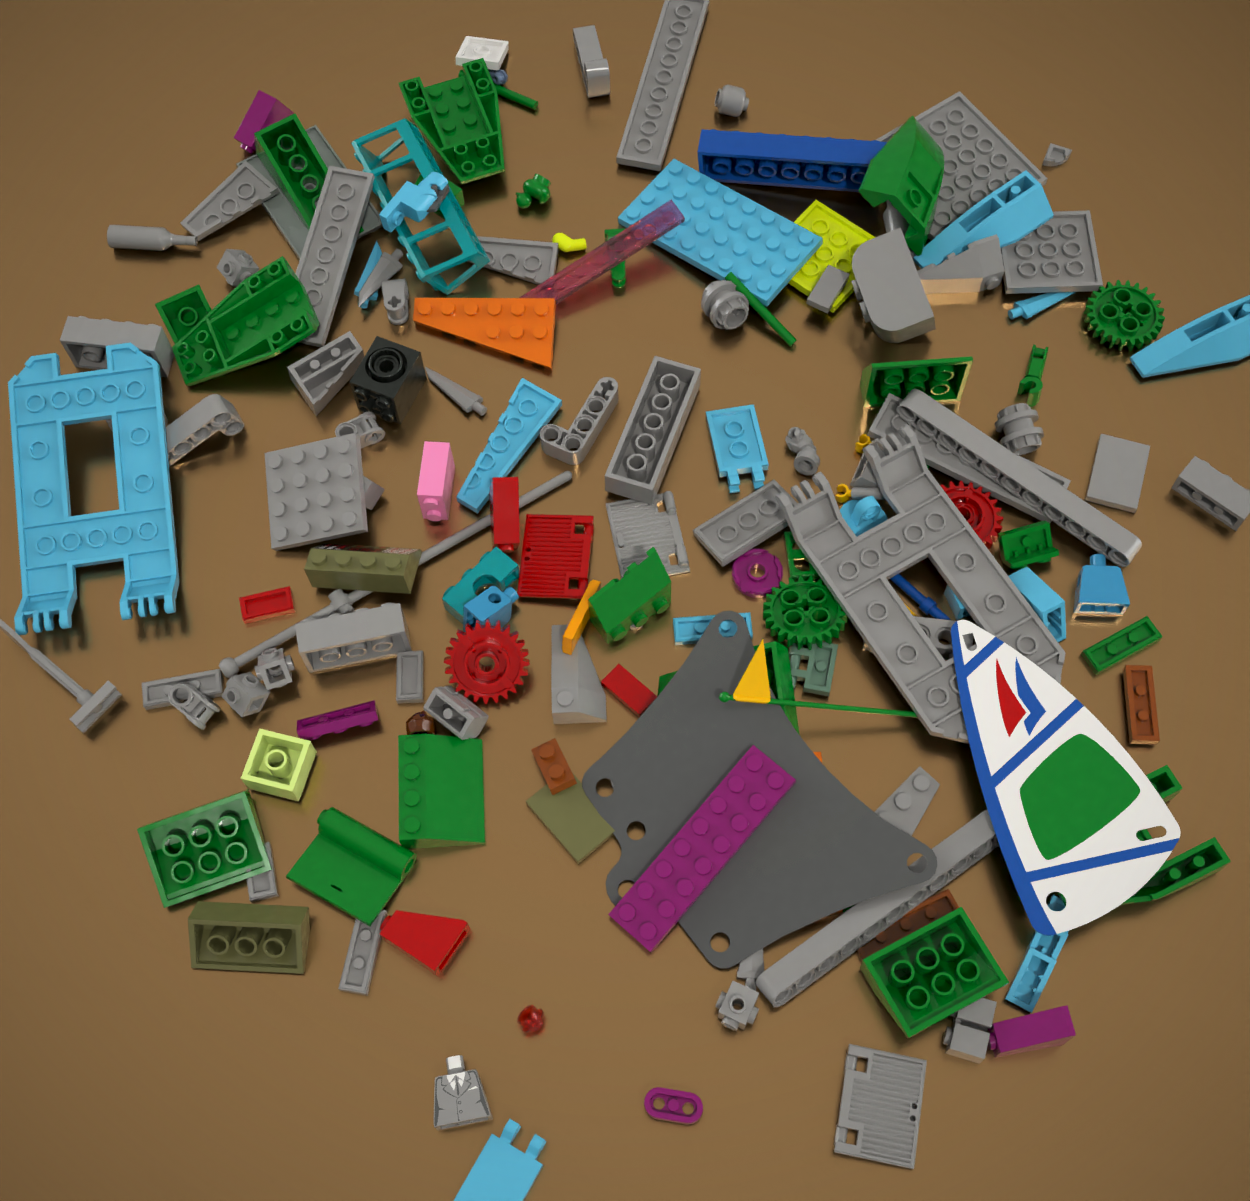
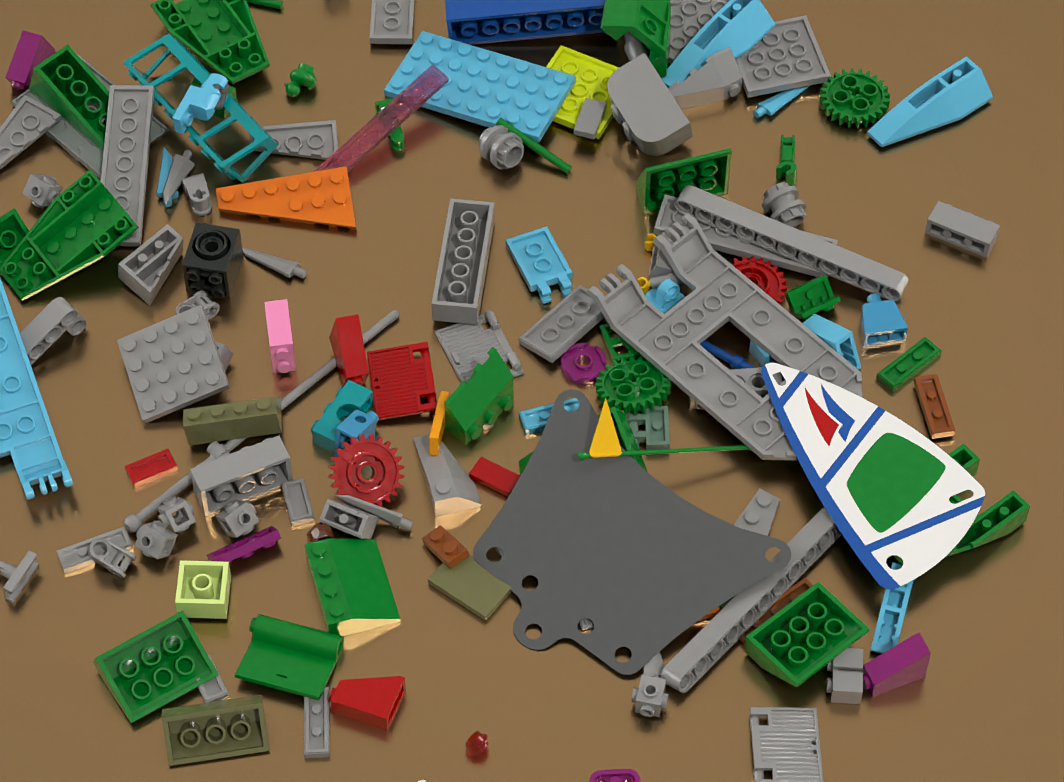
camera: 15 degrees left, 10 degrees down
(339, 686) = (238, 518): none -> light grey brick
(507, 721) = (386, 515): none -> light grey bar
(517, 429) = (339, 283): medium azure wing -> none
(568, 244) = (344, 120): neon yellow arm -> none
(584, 420) = (394, 286): light grey beam -> none
(702, 848) = (590, 583): magenta plate -> none
(806, 459) = (604, 261): light grey arm -> none
(1117, 473) = (876, 228): light grey tile -> none

